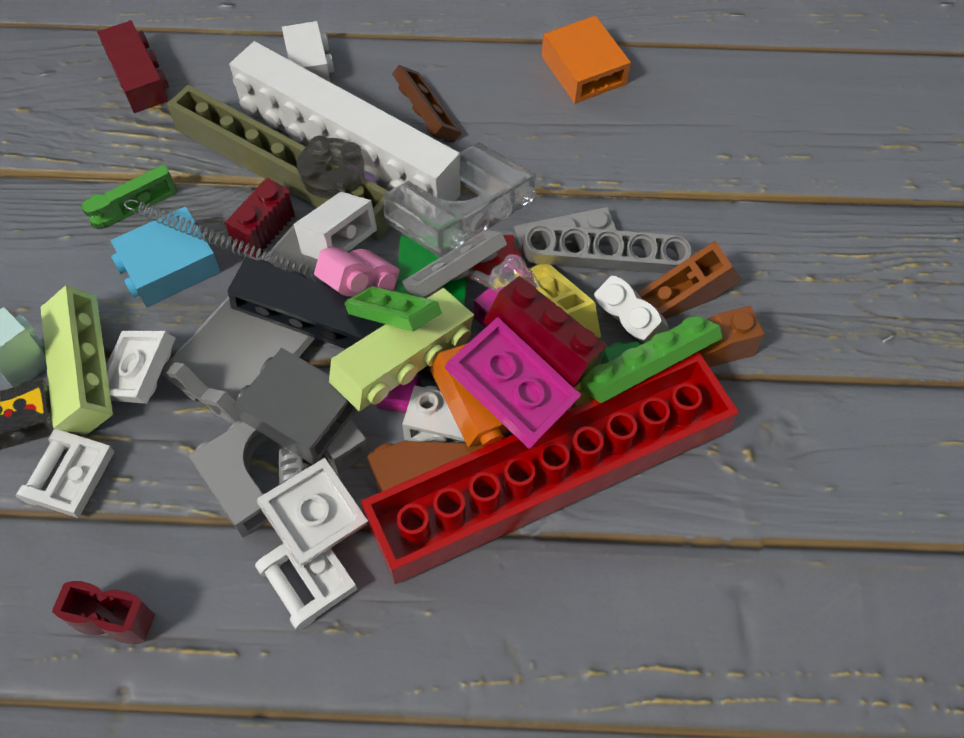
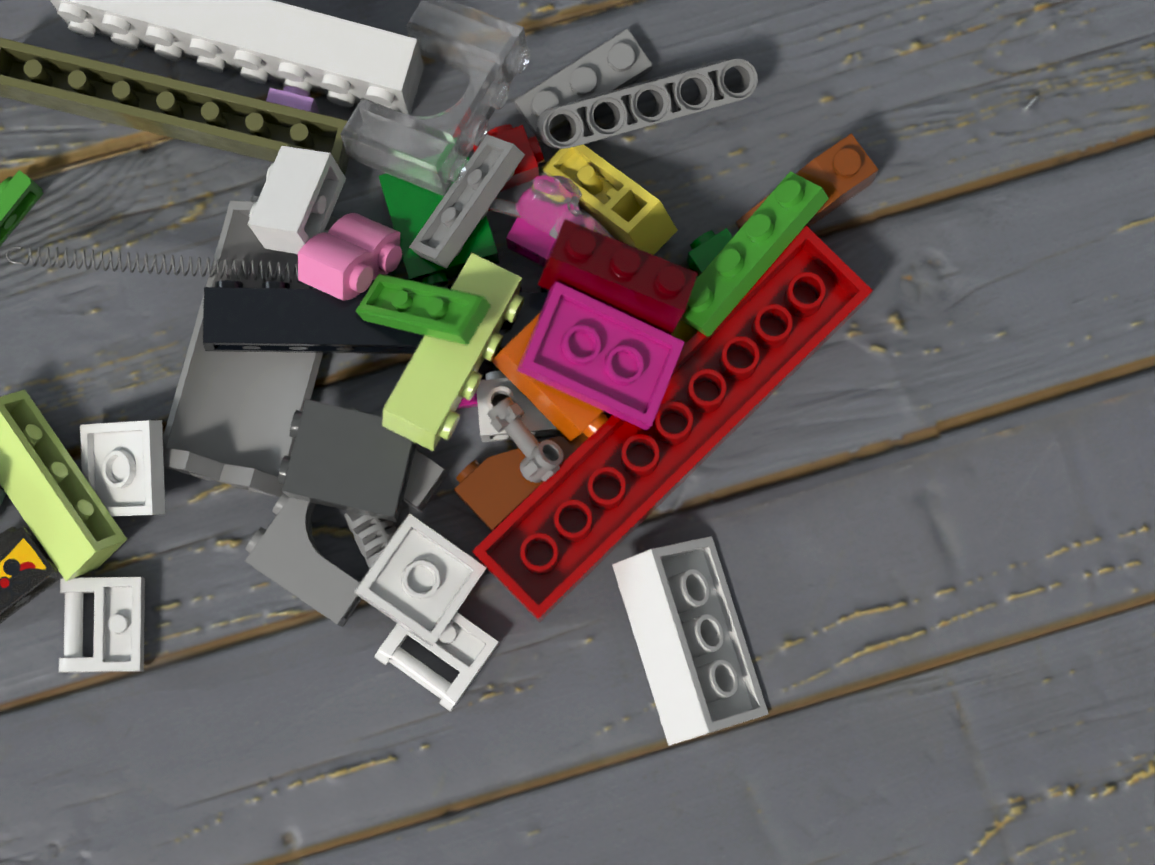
camera: 15 degrees left, 20 degrees up
(99, 612) = (224, 770): dark red brick -> none
(163, 258) = (80, 308): medium azure brick -> none
(261, 216) = (180, 202): dark red brick -> none
(328, 151) = (233, 92): clear smoke plate -> none
(441, 446) = (541, 459): none -> light grey bar
(510, 639) = (689, 639): none -> white slope
(627, 307) = (696, 178): white brick -> none
(691, 282) = (762, 120): dark orange slope -> none

